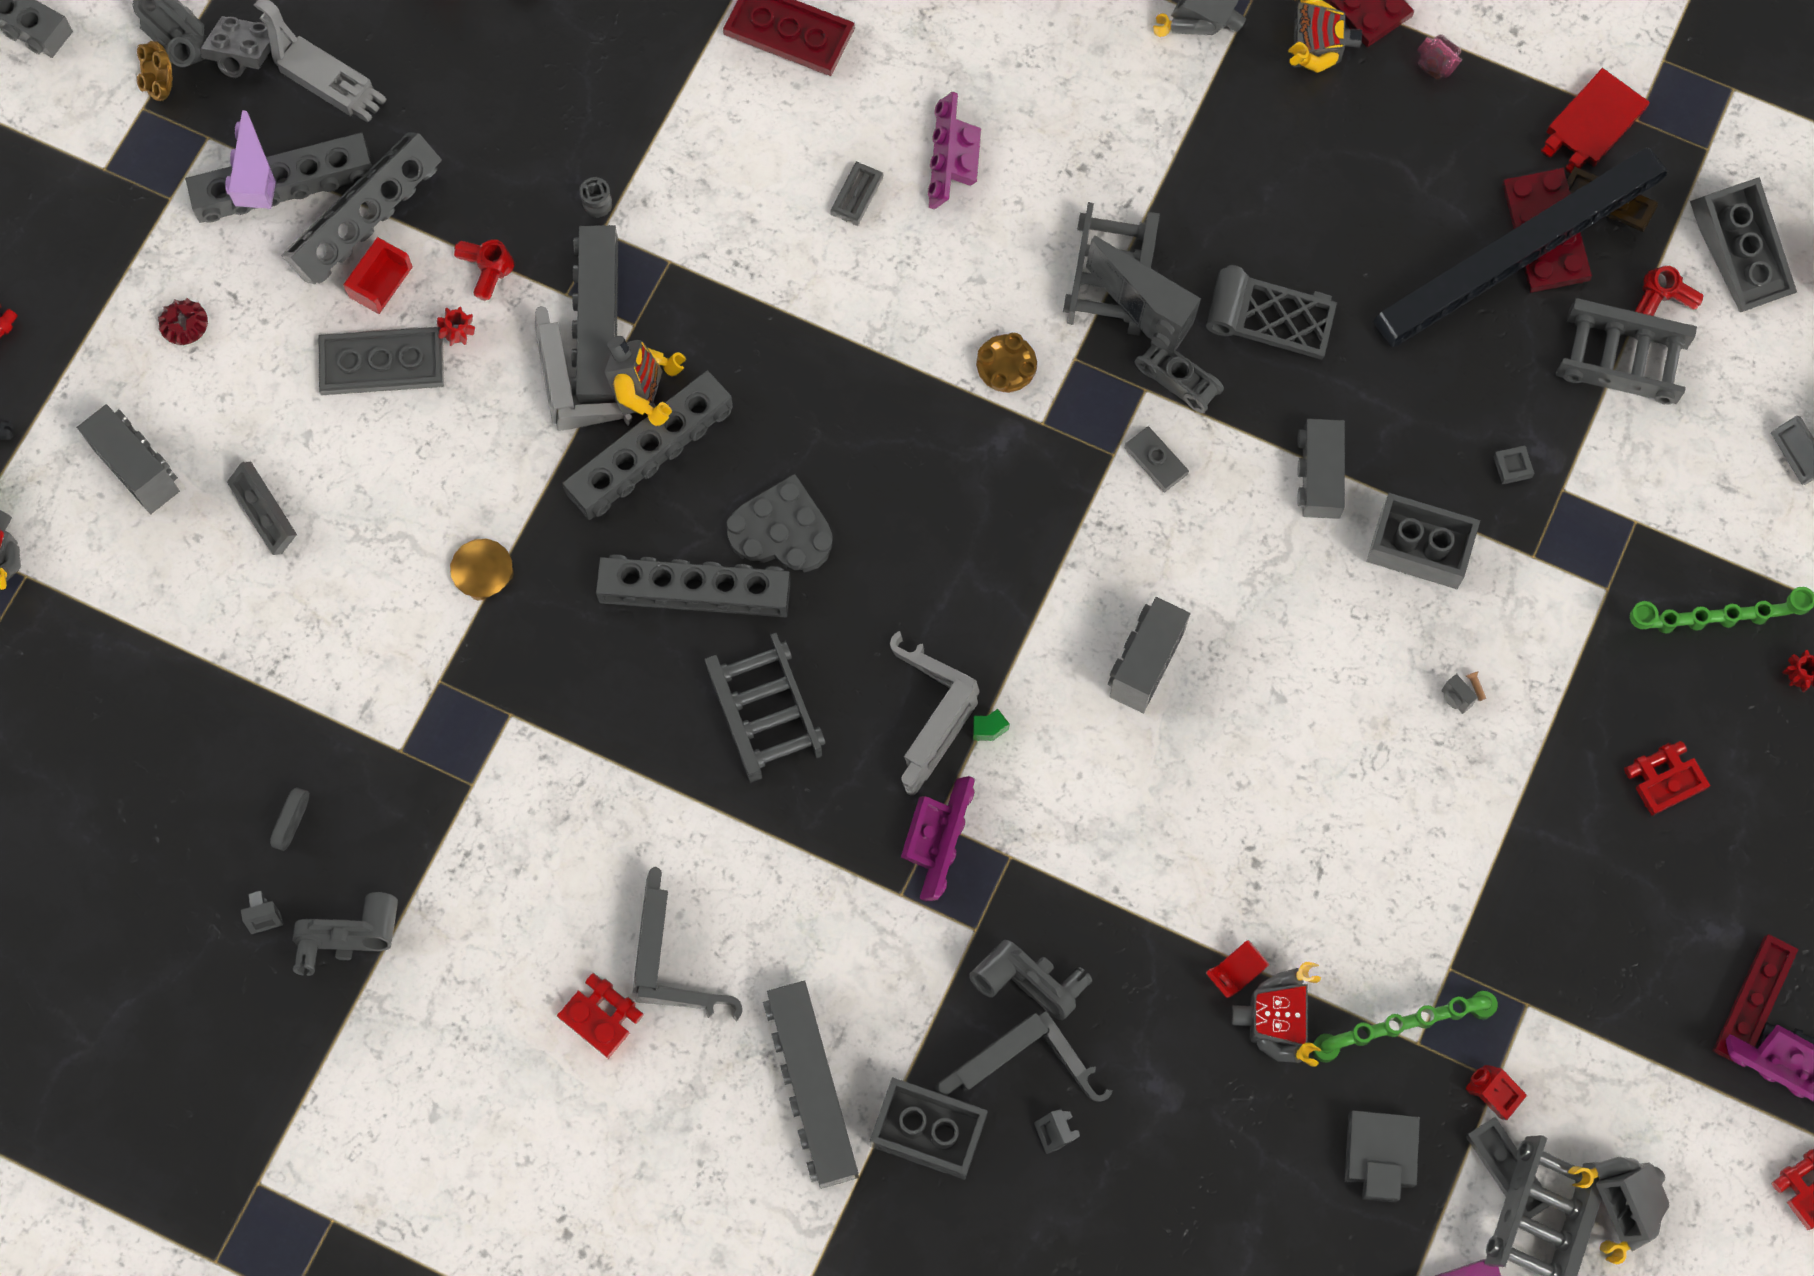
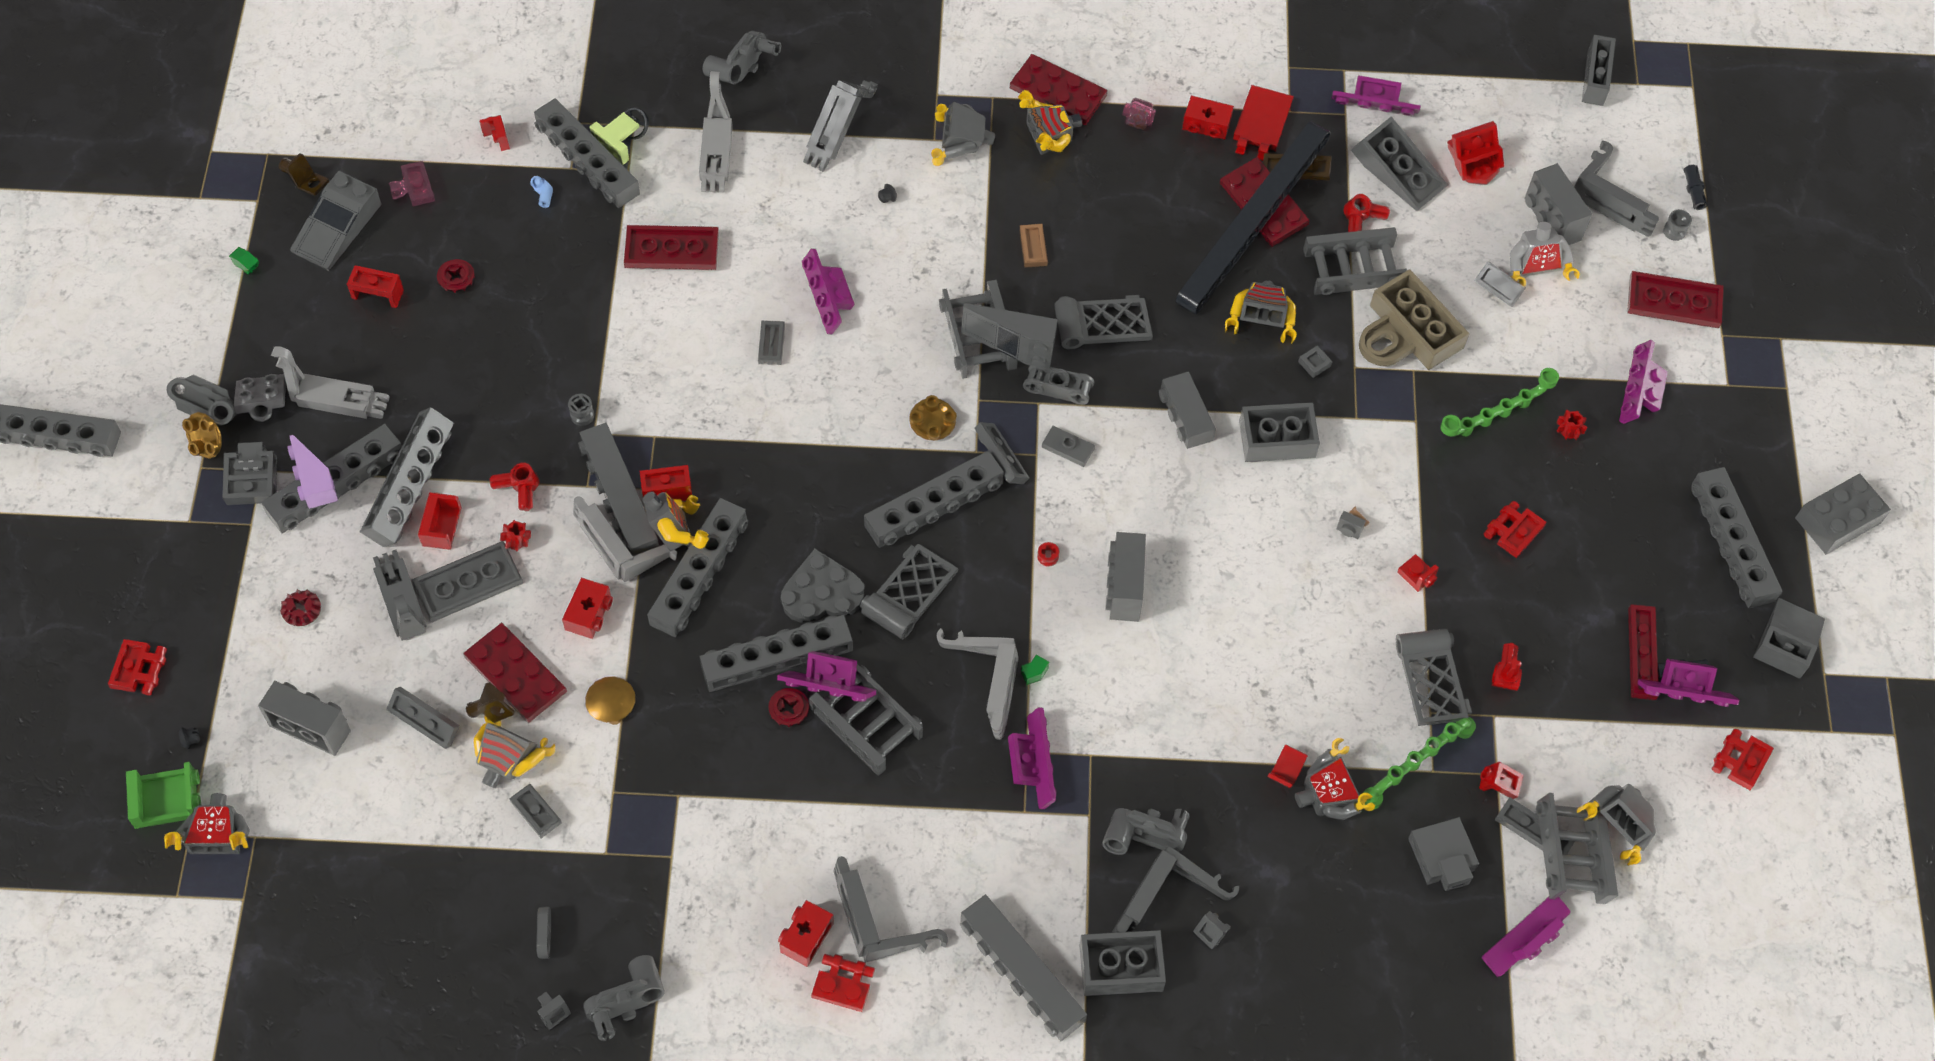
camera: 25 degrees left, 10 degrees down
(189, 137) = (249, 474): none -> dark grey piece
(296, 350) = (399, 596): none -> dark grey hinge
(335, 587) = (506, 752): none -> torso
(340, 523) = (490, 705): none -> dark brown bracket
(341, 669) = (535, 810): none -> dark grey plate
(388, 493) = (515, 672): none -> dark red plate
(502, 432) = (587, 608): none -> red brick
(573, 955) = (805, 947): none -> red brick
(656, 327) = (672, 480): none -> red panel
(668, 651) = (792, 697): none -> dark red gear
(739, 641) = (829, 674): none -> magenta bracket
(846, 584) = (889, 611): none -> dark grey piece
(976, 454) = (939, 488): none -> dark grey brick
(1070, 438) = (1002, 453): none -> dark grey plate
(1075, 595) = (1045, 561): none -> red bush
(1079, 52) = (887, 194): none -> black piece
(1230, 183) = (1033, 245): none -> medium nougat tile
(1481, 368) = (1264, 305): none -> torso
(1483, 886) = (1431, 646): none -> dark grey piece
(1517, 787) = (1418, 573): none -> red bracket
(1525, 92) = (1207, 117): none -> red brick
(1568, 958) = (1508, 672): none -> red axle
(1660, 461) = (1413, 323): none -> dark tan brick
(1760, 136) = (1378, 94): none -> magenta bracket

